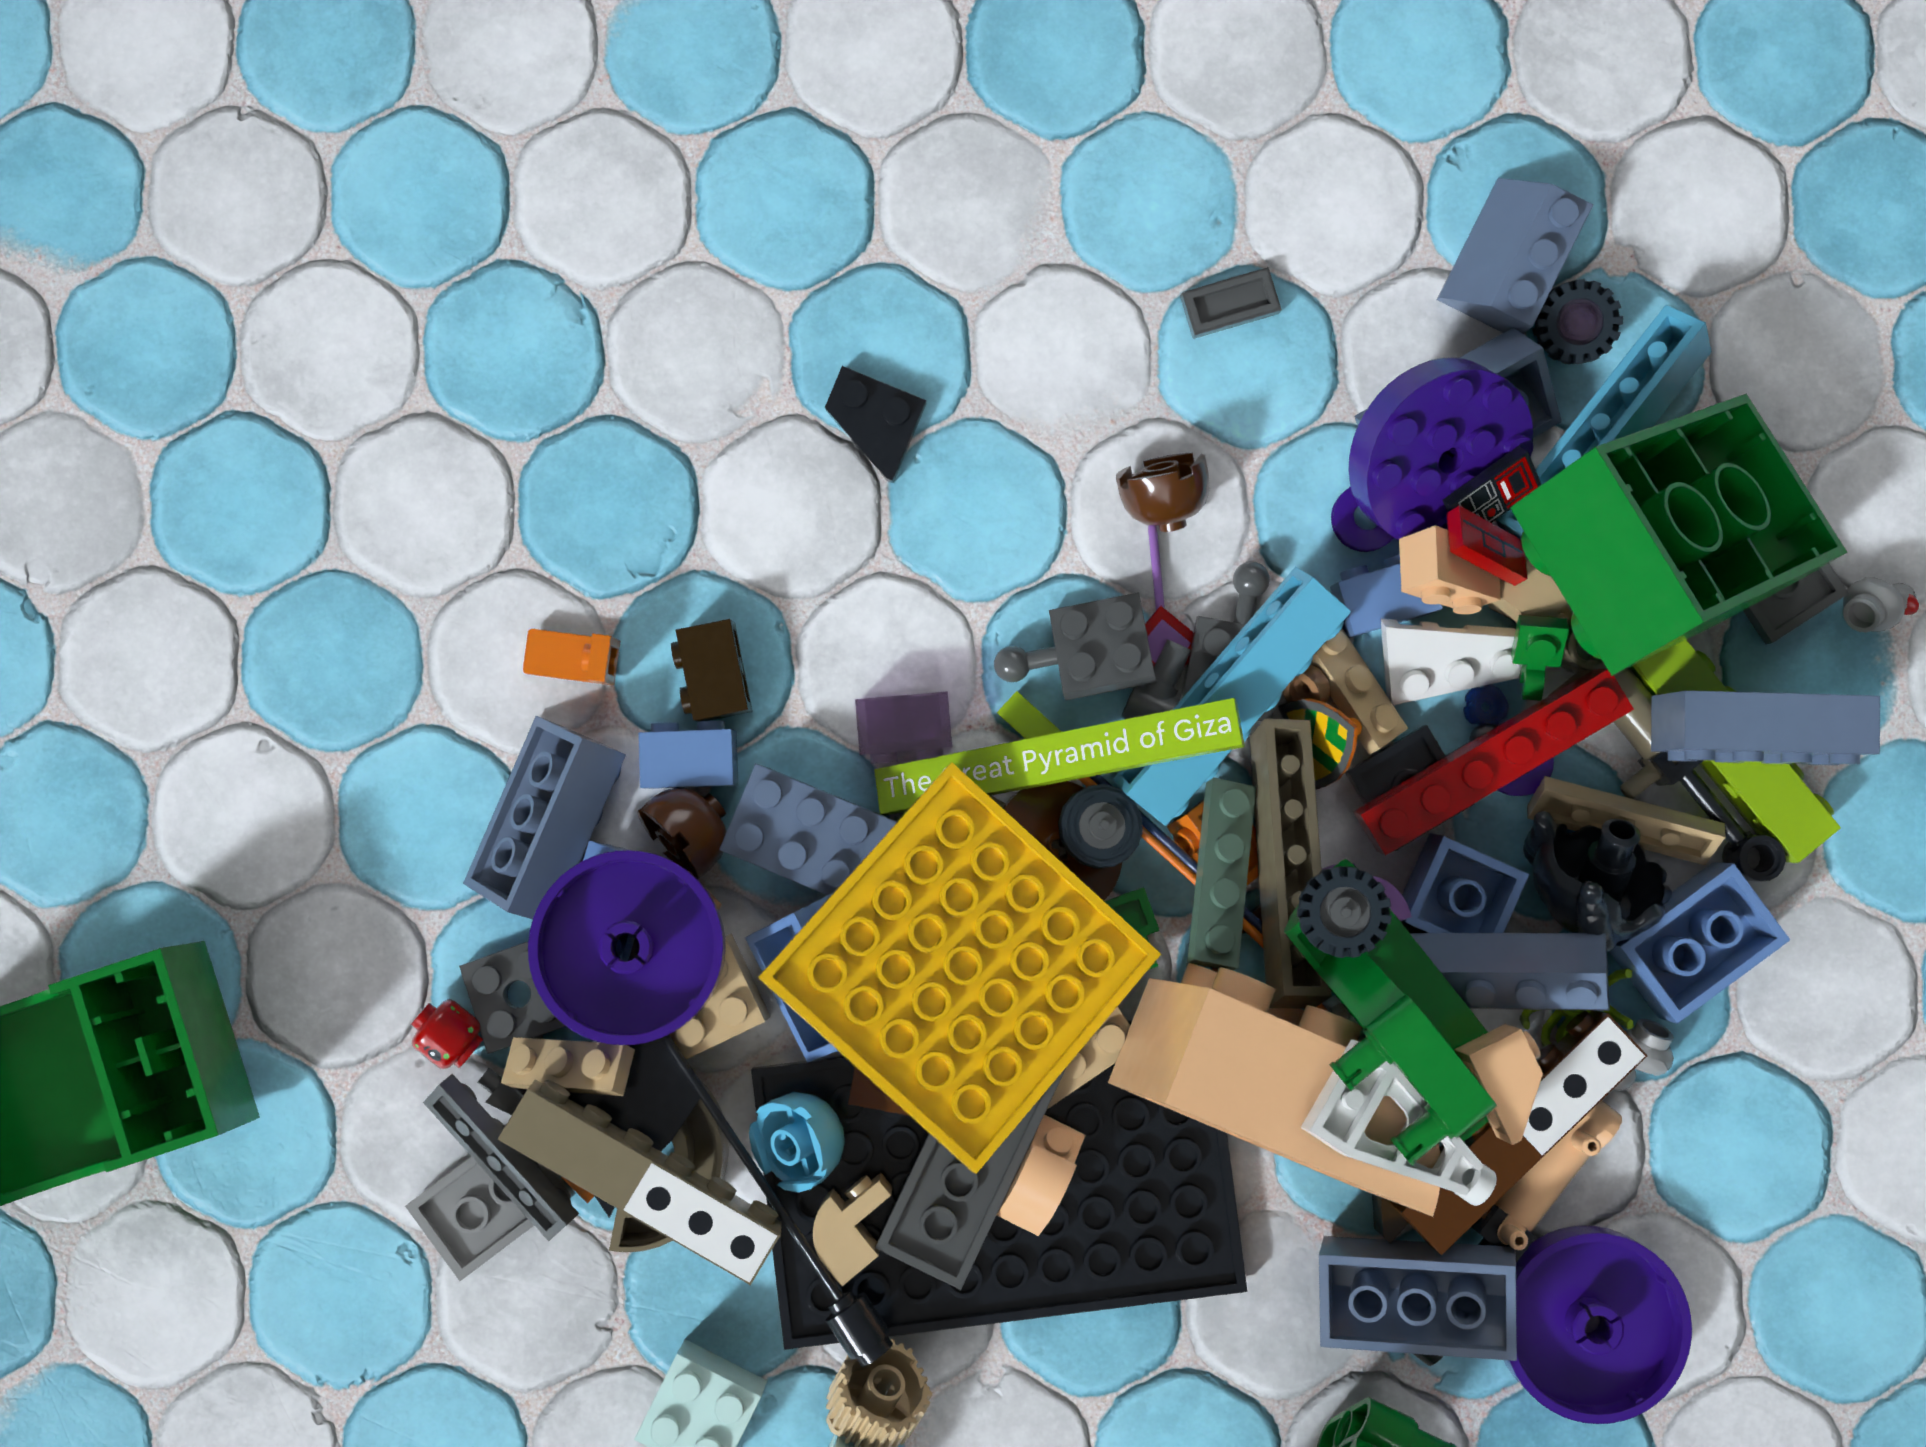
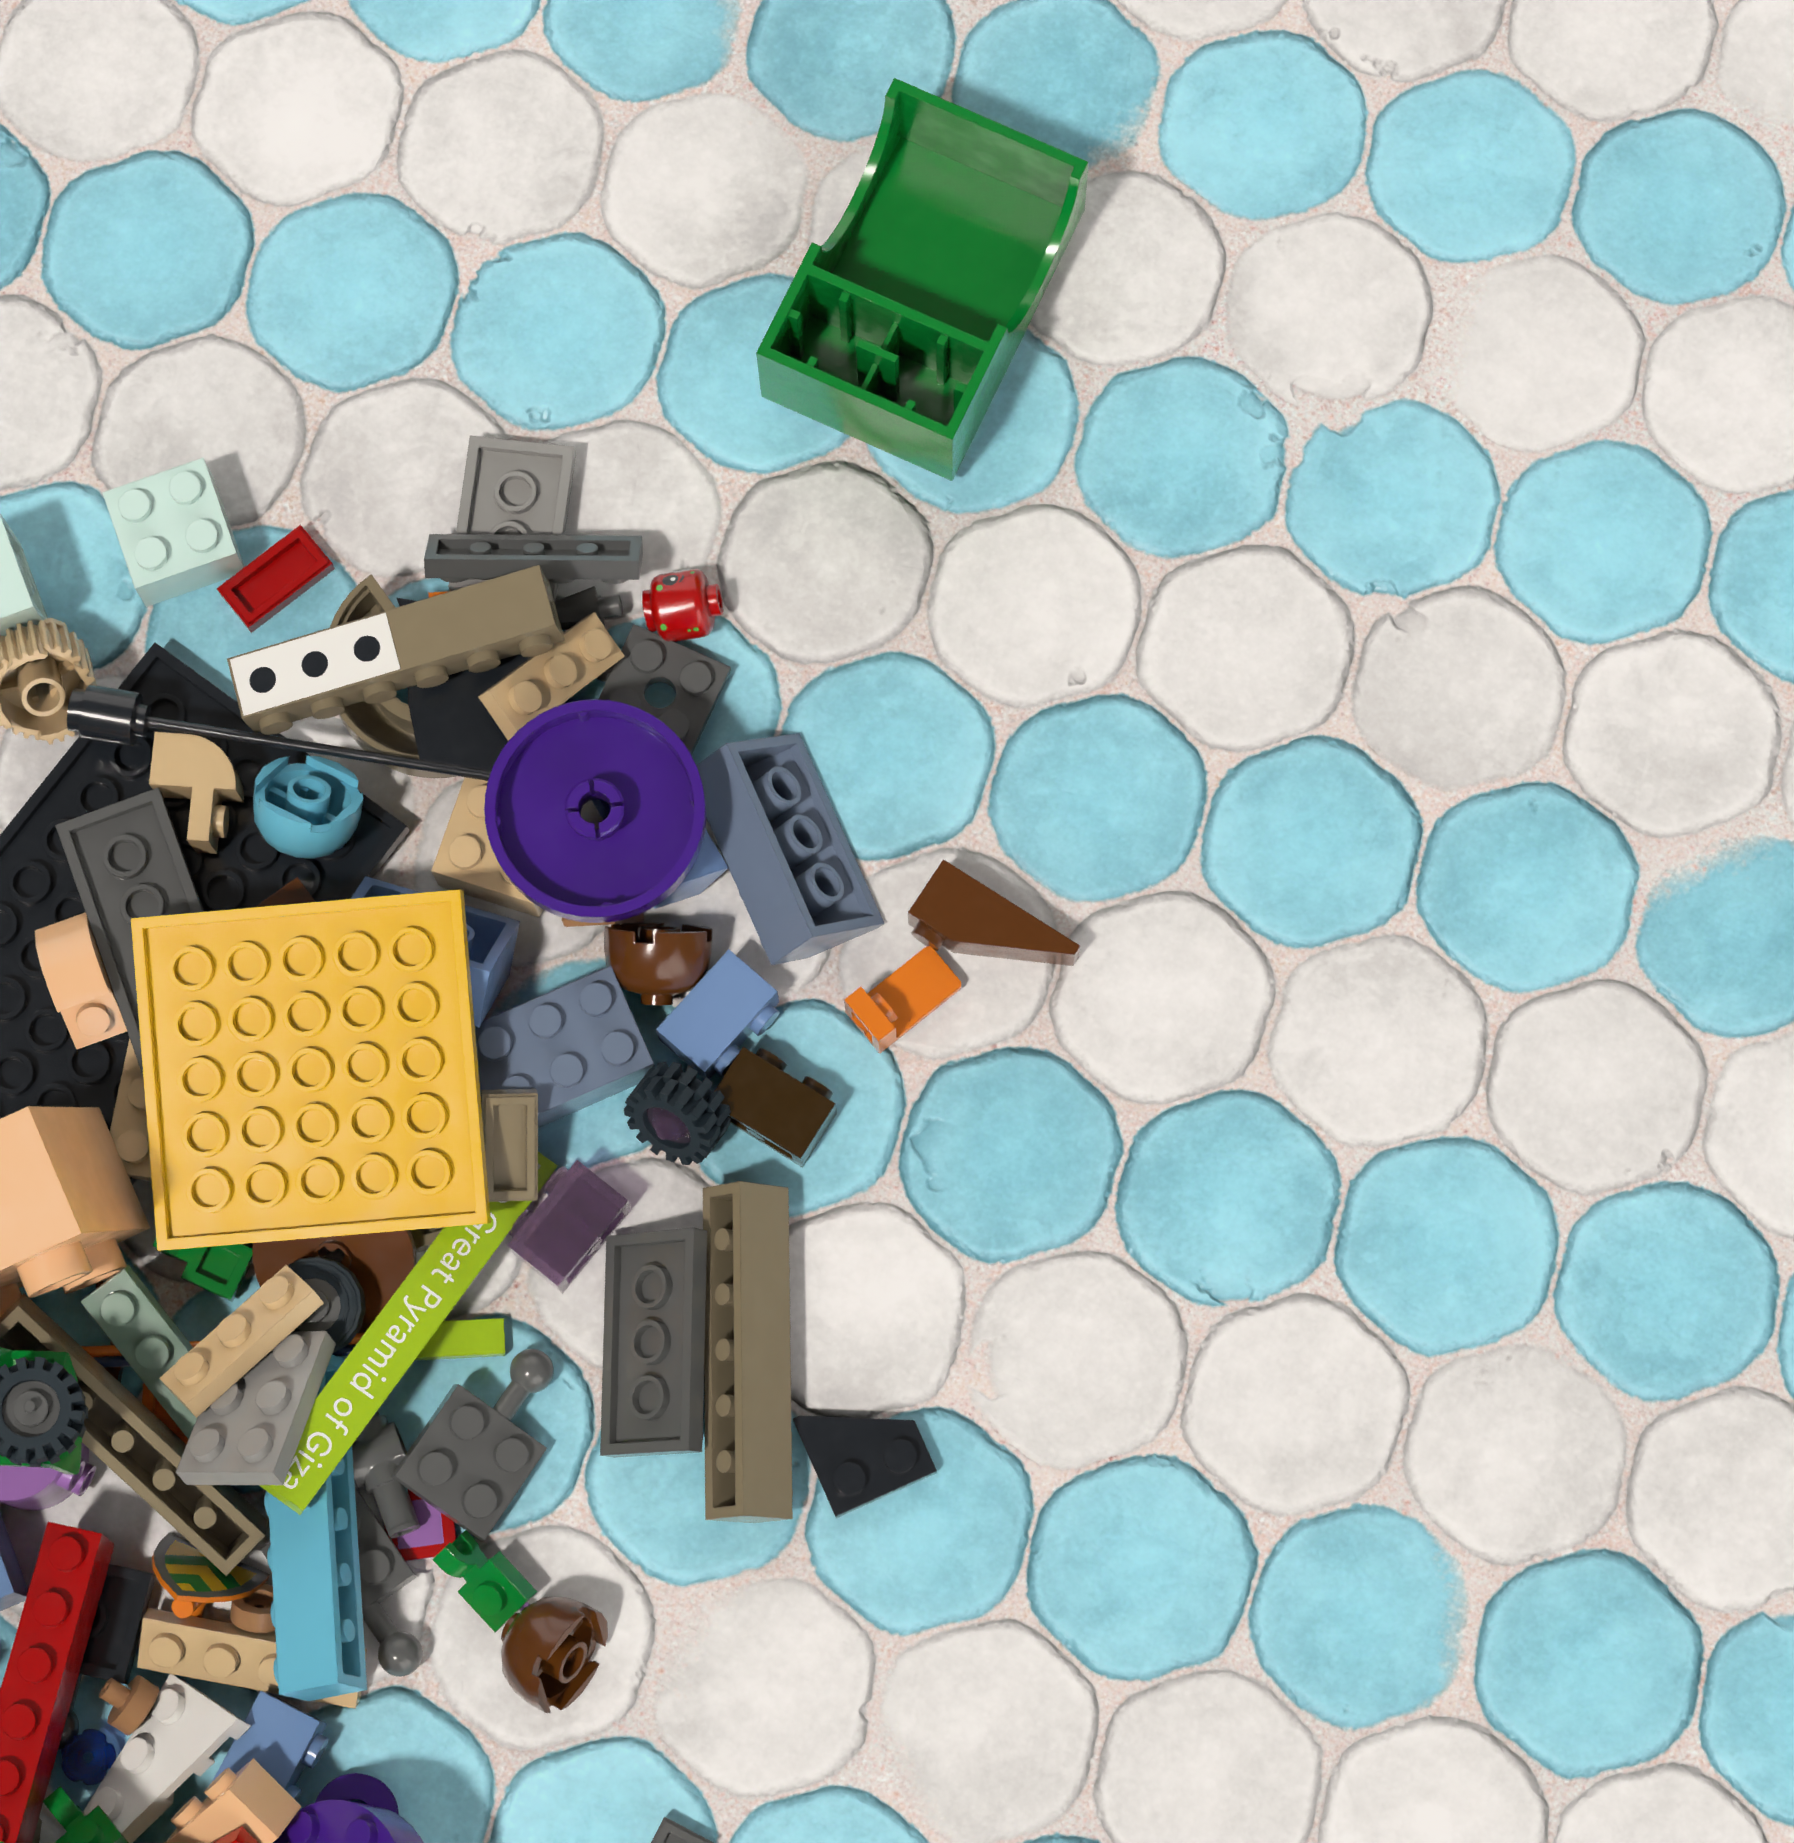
camera: 135 degrees right, 10 degrees down
(479, 659) = (978, 921): none -> reddish brown slope
(671, 1314) = (275, 578): none -> red tile
(772, 721) = (677, 1113): none -> black wheel
(879, 540) = (747, 1354): none -> dark tan brick
(886, 801) = (511, 1143): none -> dark tan tile
(926, 602) = (654, 1343): none -> dark grey plate
(1162, 564) = (491, 1585): none -> green plate
(1167, 842) = (241, 1340): none -> tan plate
(1199, 791) = (260, 1419): none -> light grey plate
(1433, 709) = (129, 1703): none -> medium nougat tile

